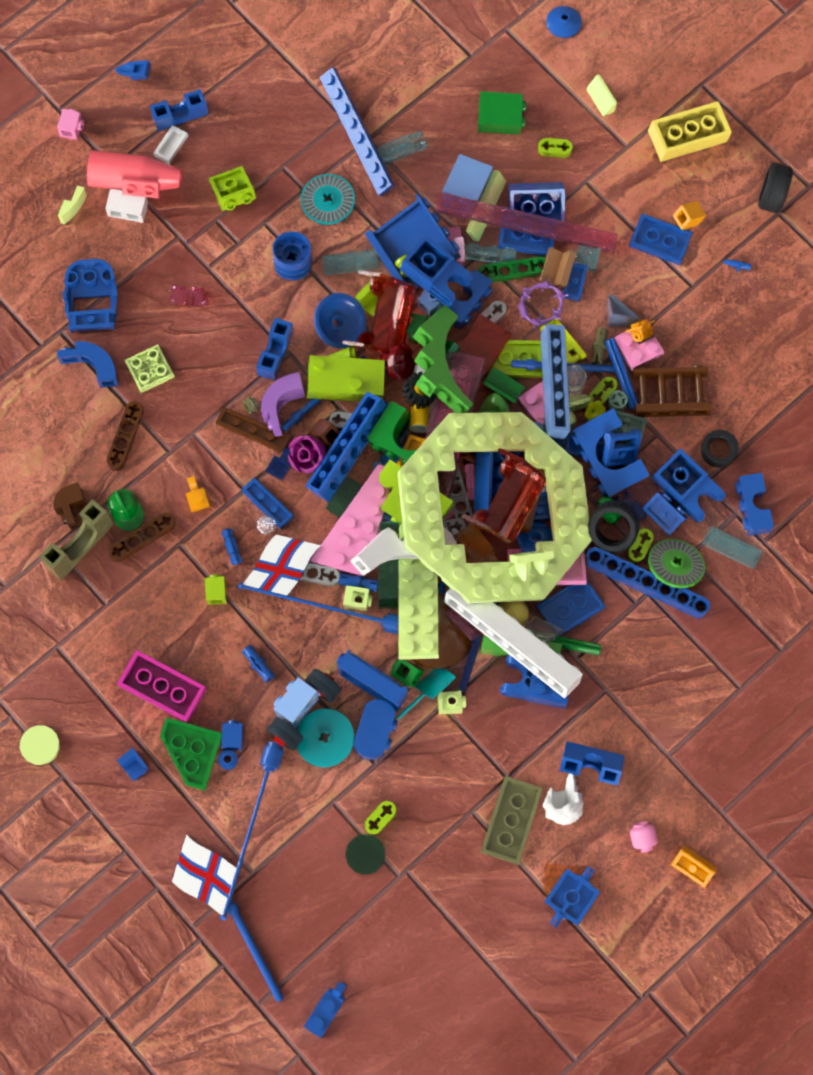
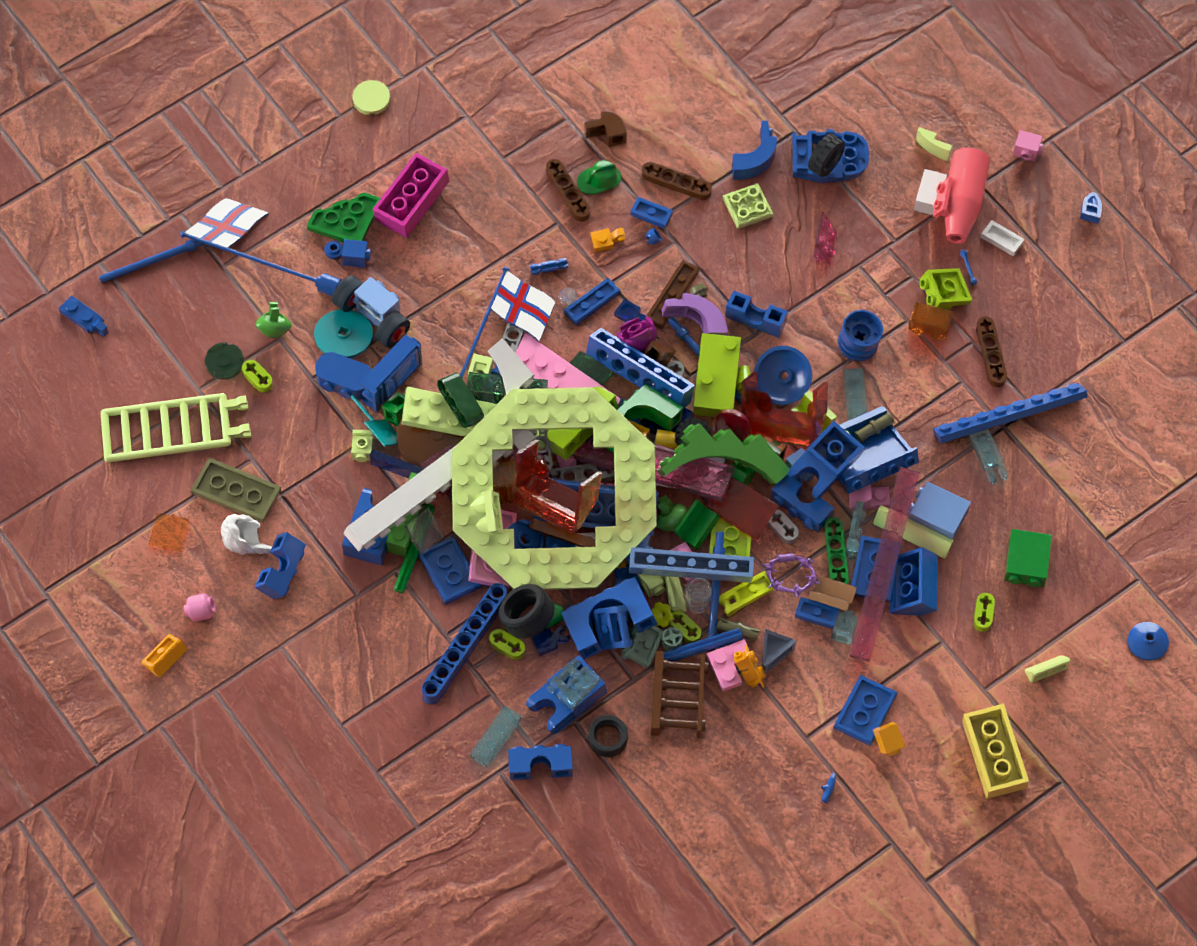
camera: 95 degrees right, 10 degrees down
(94, 526) = (577, 142): olive arch -> none
(103, 289) = (826, 155): none -> black tyre
(133, 764) = (342, 172): blue panel -> none
(164, 455) = (651, 212): none -> blue plate
(190, 108) = (1041, 253): blue arch -> none
(190, 176) = (963, 253): none -> blue hinge
(190, 451) = (653, 236): none -> blue hinge
(215, 589) = (504, 247): lime brick -> none
(258, 663) = (425, 281): blue pin -> none
(267, 199) = (930, 321): none -> clear orange brick
(293, 152) = (994, 351): none -> reddish brown beam
(321, 807) = (273, 323): none -> bright green piece
(323, 187) = (935, 393): piece -> none
(386, 240) = (874, 427): none -> olive pin
(409, 602) = (460, 400): none -> dark green beam
(471, 896) = (225, 405): none -> yellowish green bar
(516, 609) = (443, 512): light yellow hair -> none
(572, 897) = (151, 535): blue plate -> none
(662, 564) = (484, 658): piece -> none
(665, 512) = (539, 670): blue bracket -> none
(689, 468) = (577, 688): none -> clear light blue plate
(775, 187) = (914, 829): black tyre -> none

